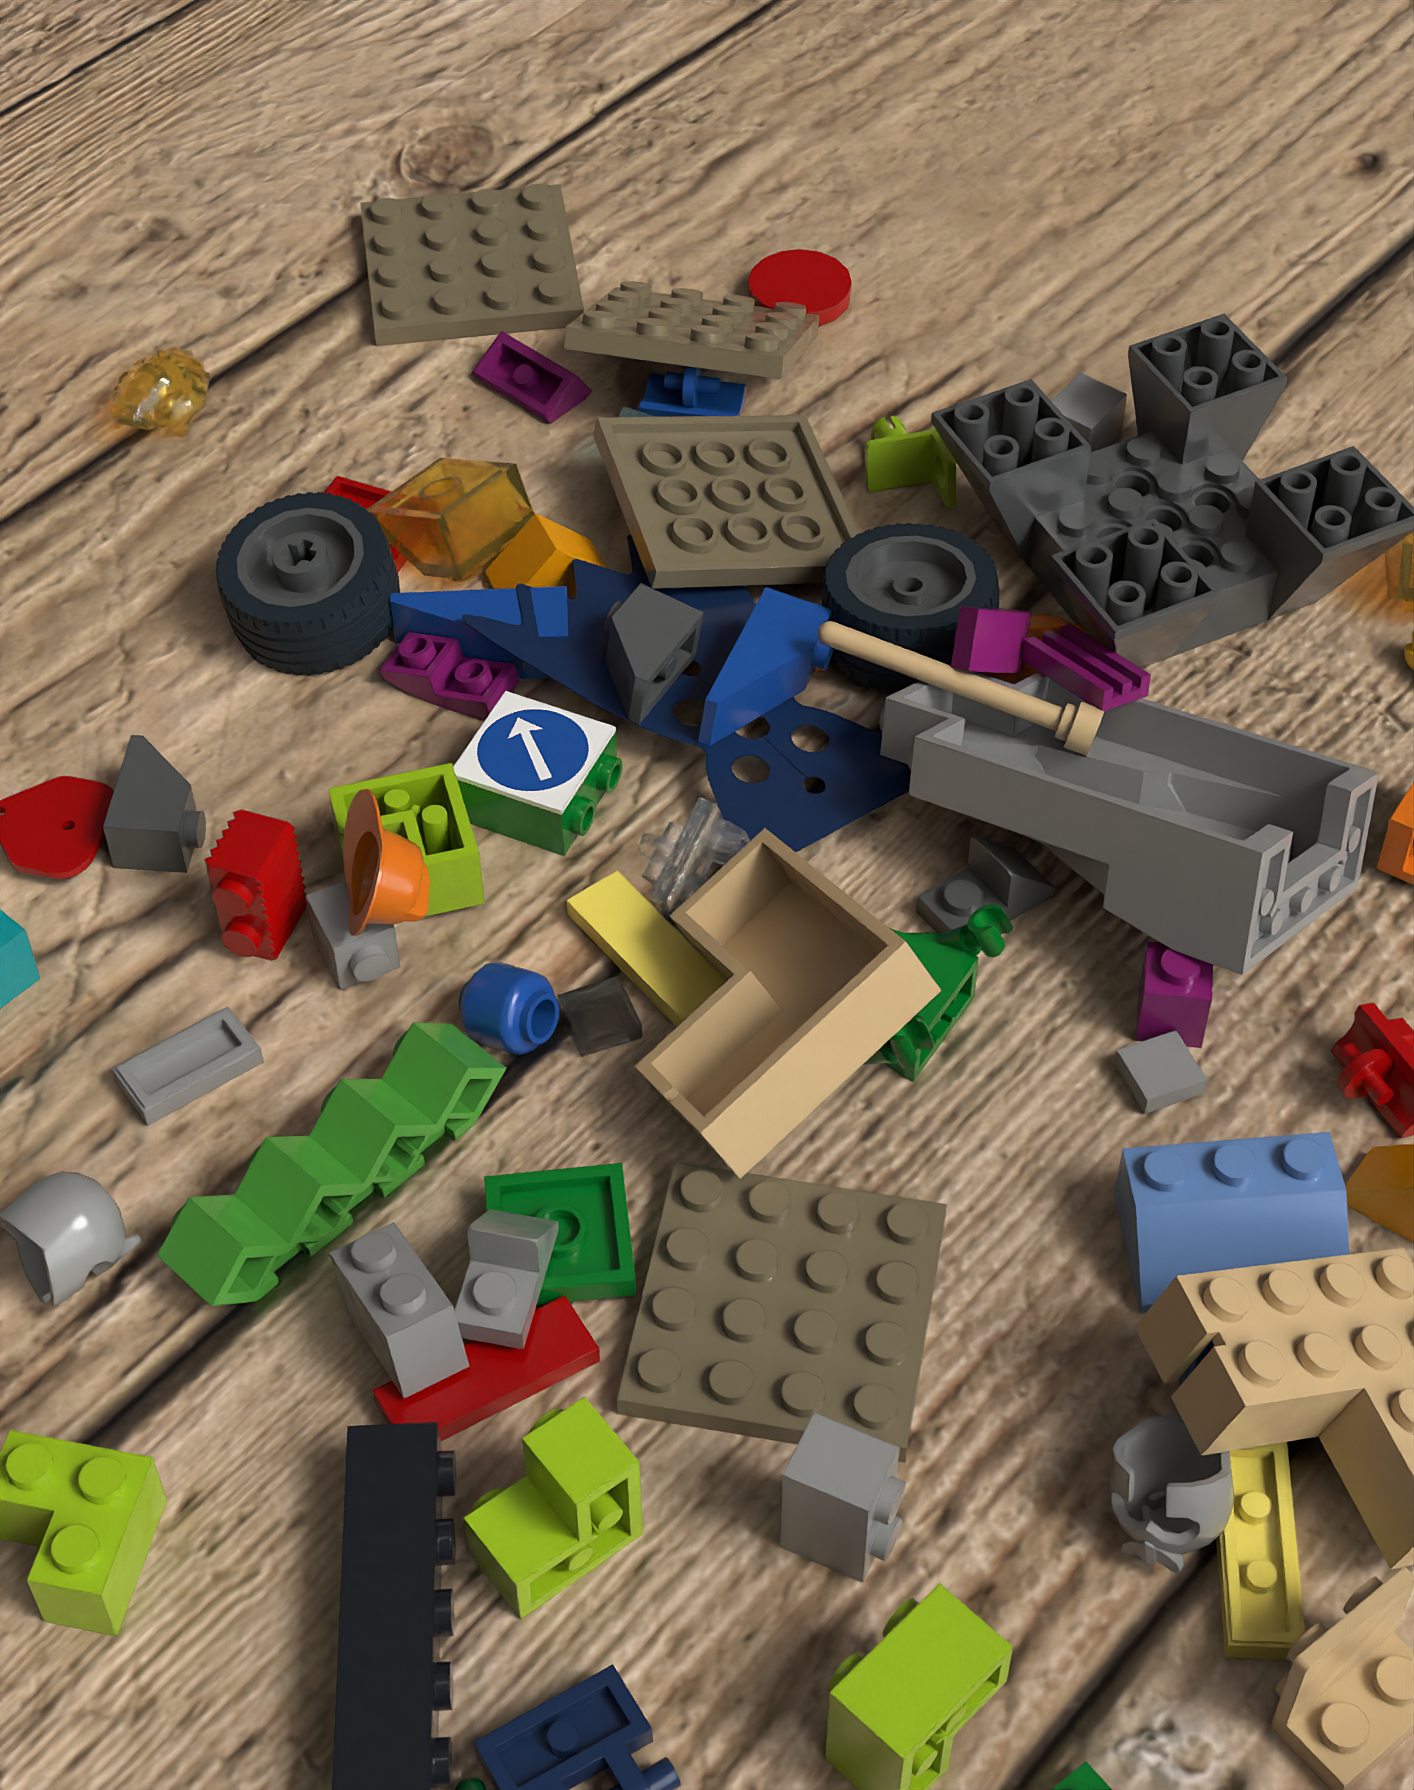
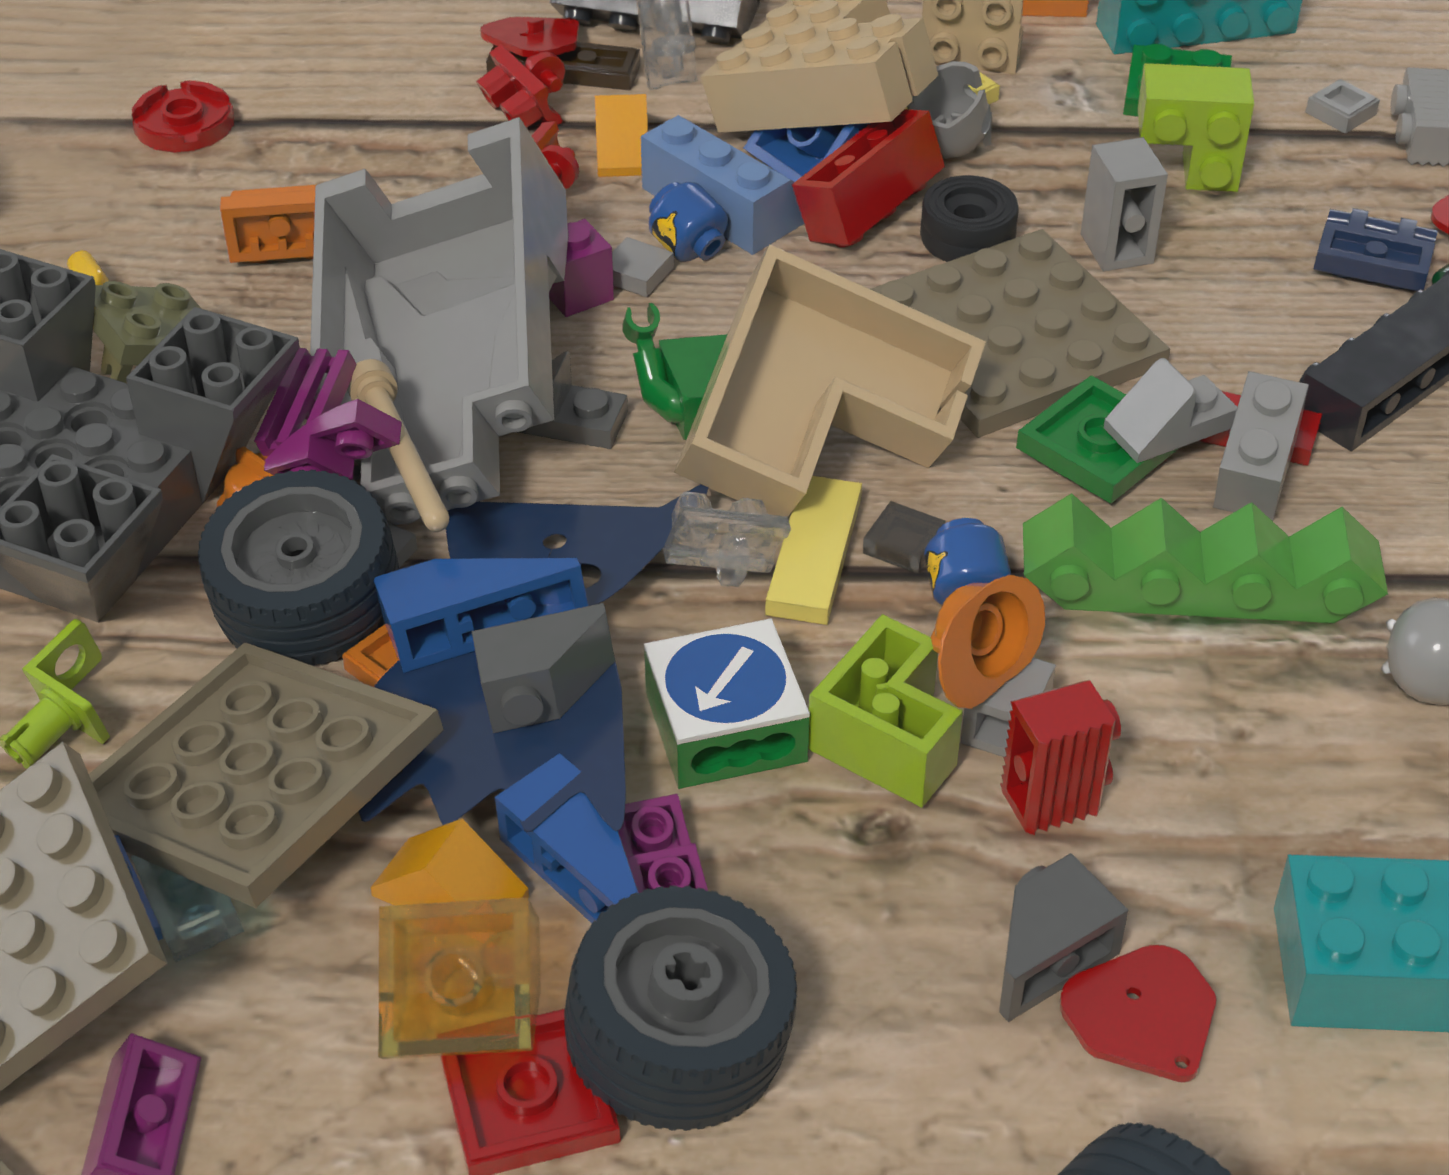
camera: 130 degrees left, 5 degrees down
(187, 1065) = (1227, 734): light grey tile -> none
(565, 1513) = (1269, 314): lime brick -> none
(973, 1430) = (967, 216): none -> black tyre
(1098, 1292) = (868, 178): none -> red brick
(1179, 1118) = (687, 221): none -> blue head
(1293, 634) = (135, 321): none -> olive plate

